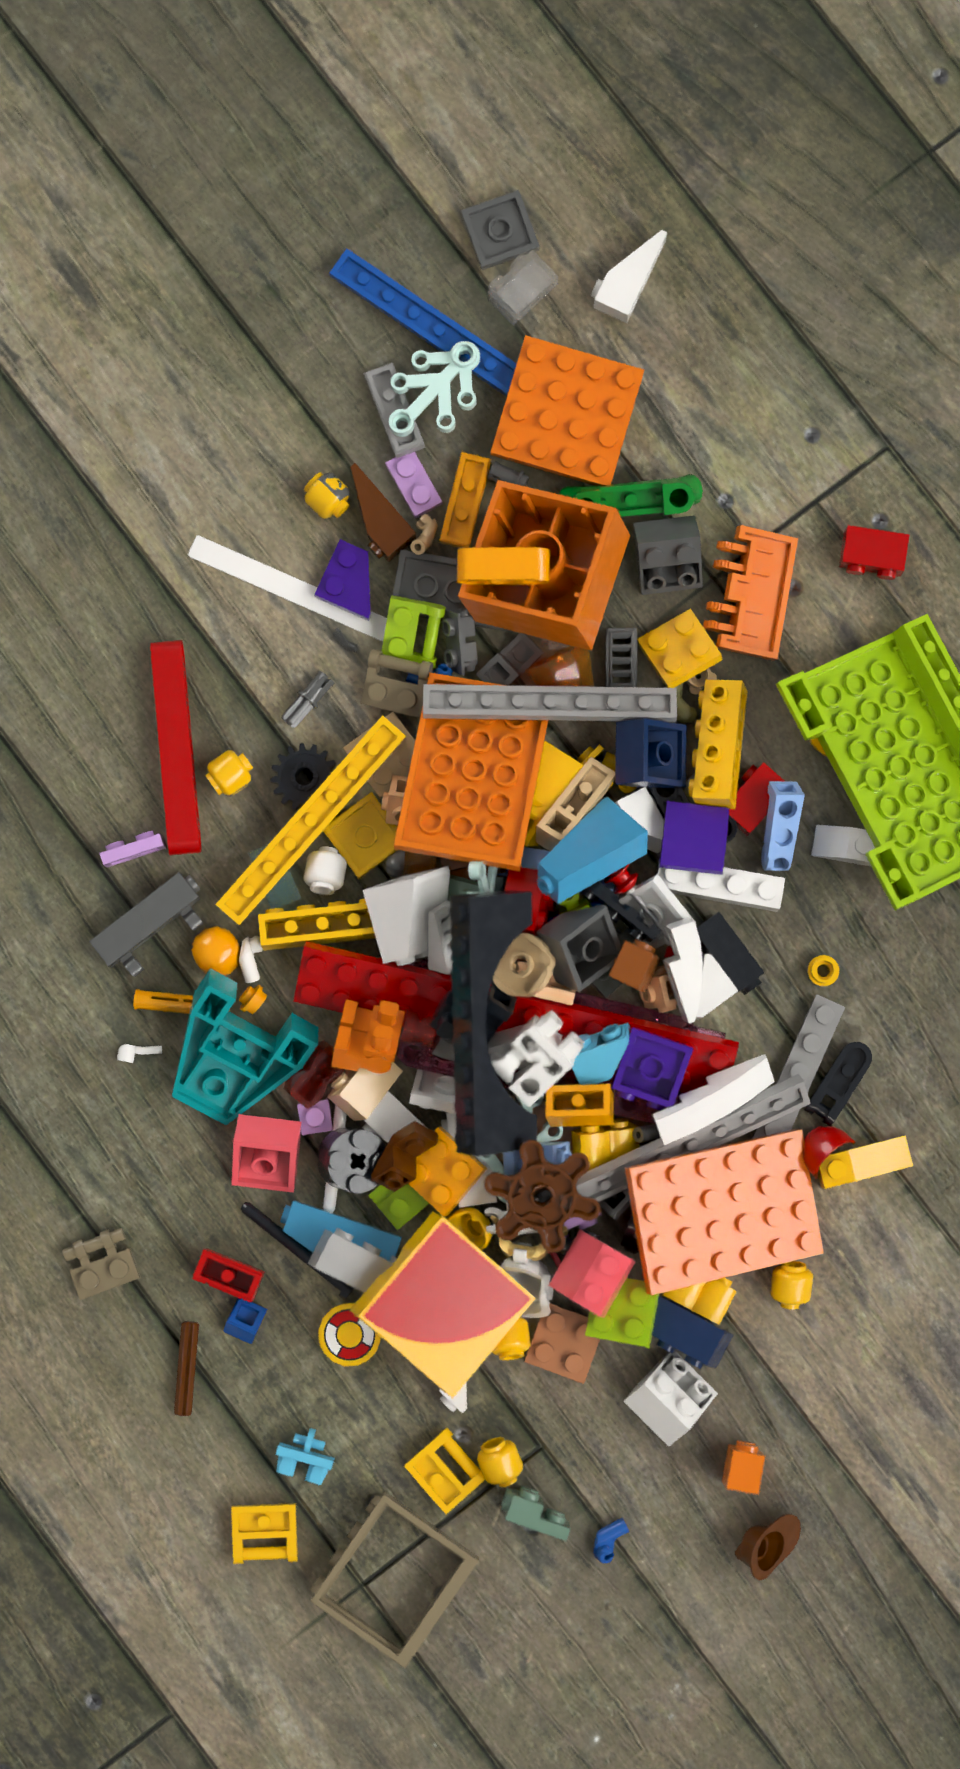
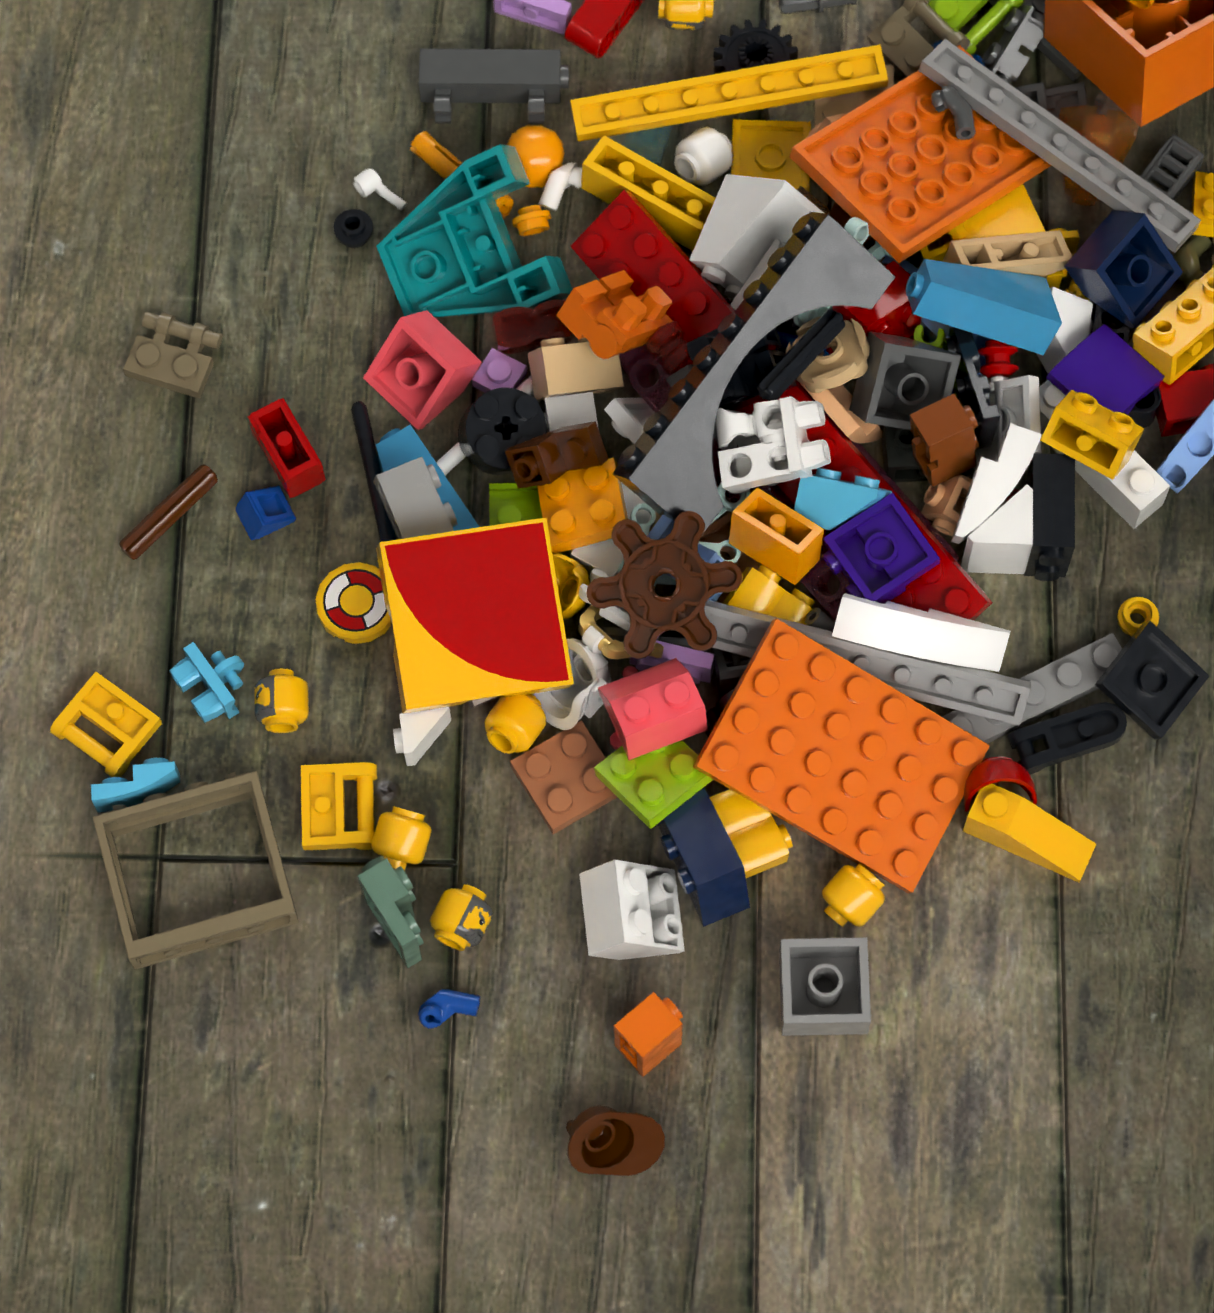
camera: 40 degrees right, 15 degrees down
(153, 1088) = (357, 237): none -> black plate
(318, 1549) = (149, 778): none -> medium azure slope
(358, 1435) = (281, 701): none -> yellow head
(471, 727) = (961, 110): none -> dark grey arm
(512, 989) = (801, 355): none -> black axle
(575, 1481) = (461, 917): none -> yellow head
(720, 891) = (1092, 433): none -> yellow brick
(820, 1356) = (824, 986): none -> light grey brick
(864, 1009) = (1152, 680): none -> black plate

